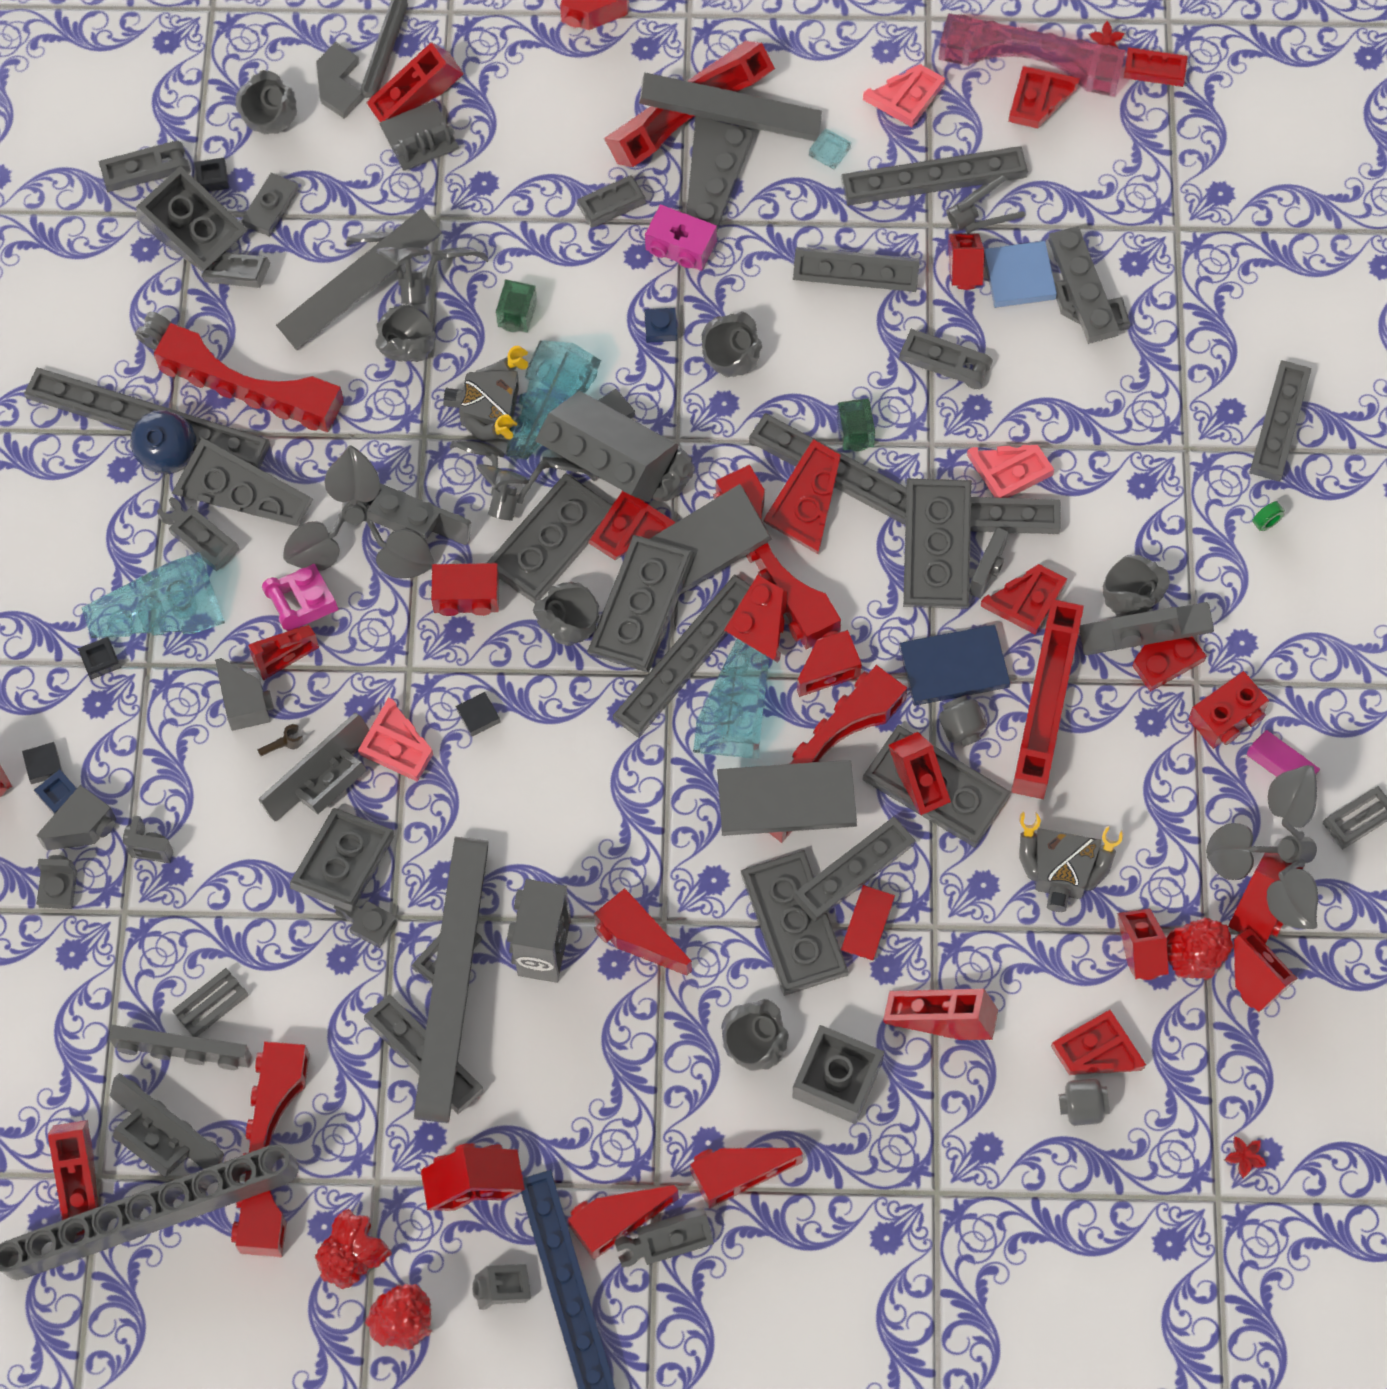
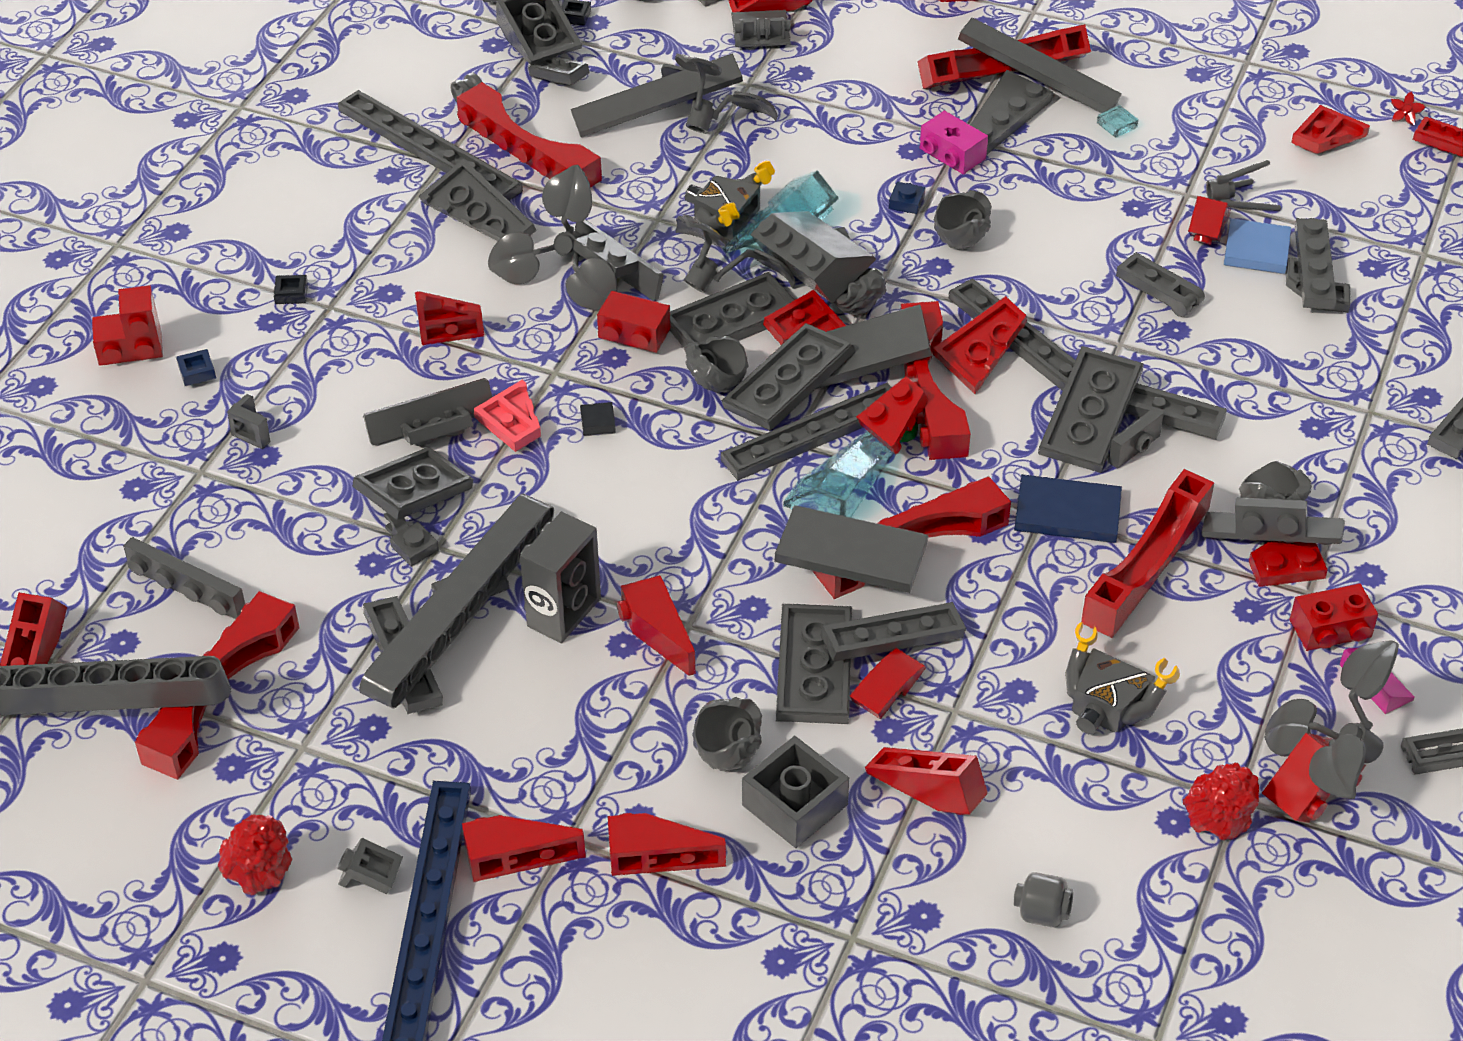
camera: 20 degrees right, 20 degrees down
(41, 762) = (196, 341): black tile -> none
(56, 882) = (155, 430): dark grey bracket -> none
(77, 822) = (197, 390): dark grey slope -> none
(157, 1133) = (122, 631): dark grey bracket -> none
(162, 442) = (428, 156): dark blue cylinder -> none
(164, 600) = (373, 261): clear light blue wedge -> none
(199, 534) = (425, 229): dark grey plate -> none
(201, 994) = (231, 554): dark grey tile -> none
(243, 697) = (394, 345): dark grey slope -> none
(270, 204) = (611, 40): dark grey plate -> none
(283, 741) = (421, 387): dark brown hand -> none
(308, 591) = (495, 288): dark pink plate -> none
(350, 1250) = (239, 783): red hair -> none
(405, 334) = (676, 141): dark grey hair -> none
(471, 1176) = (392, 756): red brick -> none
(516, 306) = (784, 149): clear green brick -> none
(611, 201) = (904, 106): dark grey plate -> none
(667, 1238) = (555, 880): dark grey plate -> none
(829, 663) = (941, 469): red slope -> none
(856, 269) = (1104, 201): dark grey plate -> none
(856, 424) = (1053, 305): clear green brick -> none
(907, 94) = (1204, 101): coral wing -> none
(920, 772) = (993, 572): red slope -> none
(933, 175) = (1204, 161): dark grey tile -> none
(962, 721) = (1056, 548): dark grey head -> none
(972, 795) = (1008, 597): dark grey tile -> none
(974, 40) = (1281, 79): clear pink arch -> none
(1010, 468) = (1190, 376): coral wing -> none
(1027, 599) = (1158, 473): red wing -> none
(1098, 1048) = (1080, 858): red wing -> none
(1143, 944) = (1165, 786): red slope -> none
(1246, 1156) = (1203, 1012): red plant -> none
(1258, 971) = (1279, 841): red slope -> none
(1268, 516) = (1434, 478): green tile -> none

